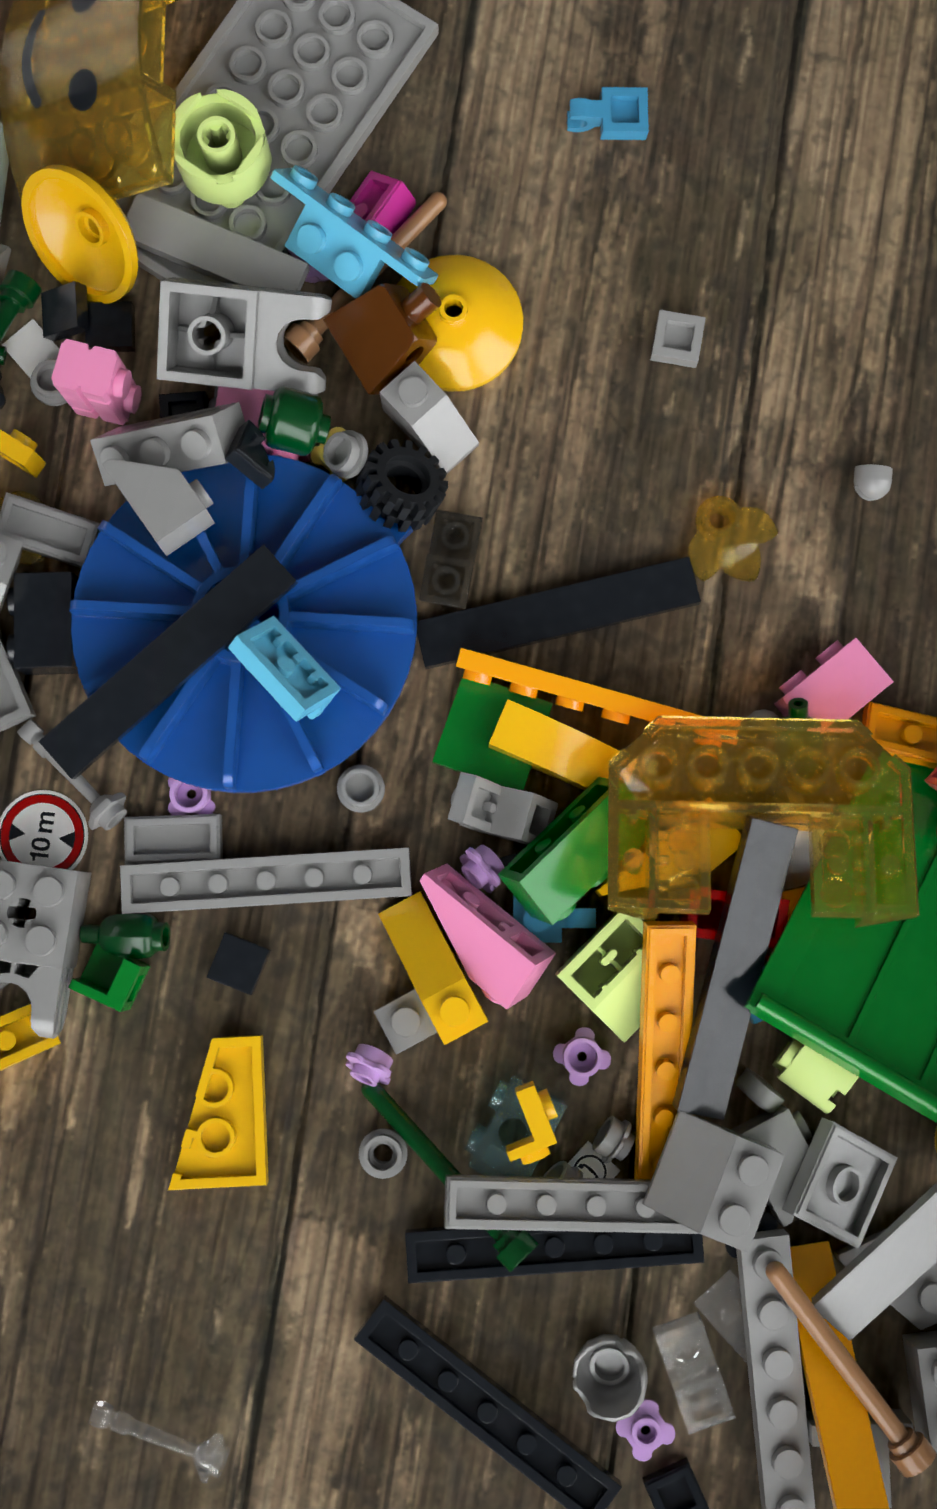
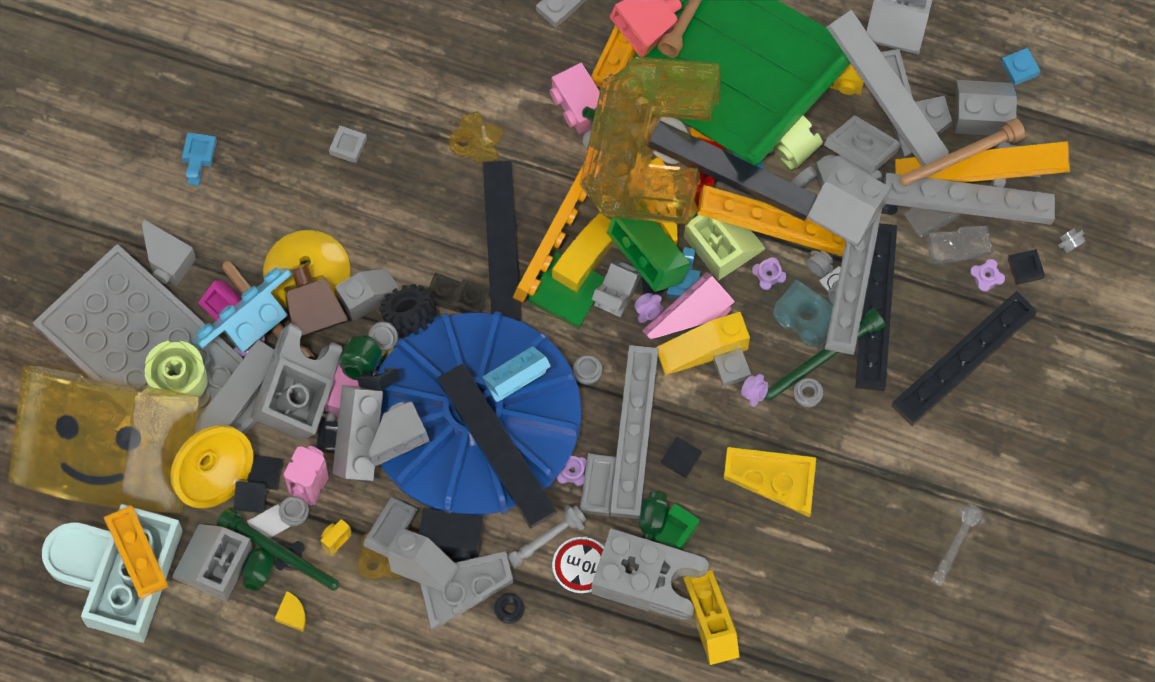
camera: 85 degrees left, 15 degrees down
(435, 99) = (166, 254): none -> light grey slope
(537, 1111) = (799, 290): yellow bracket -> none
(610, 1377) = (954, 285): light grey hair -> none
(872, 481) = (458, 55): light grey hinge -> none

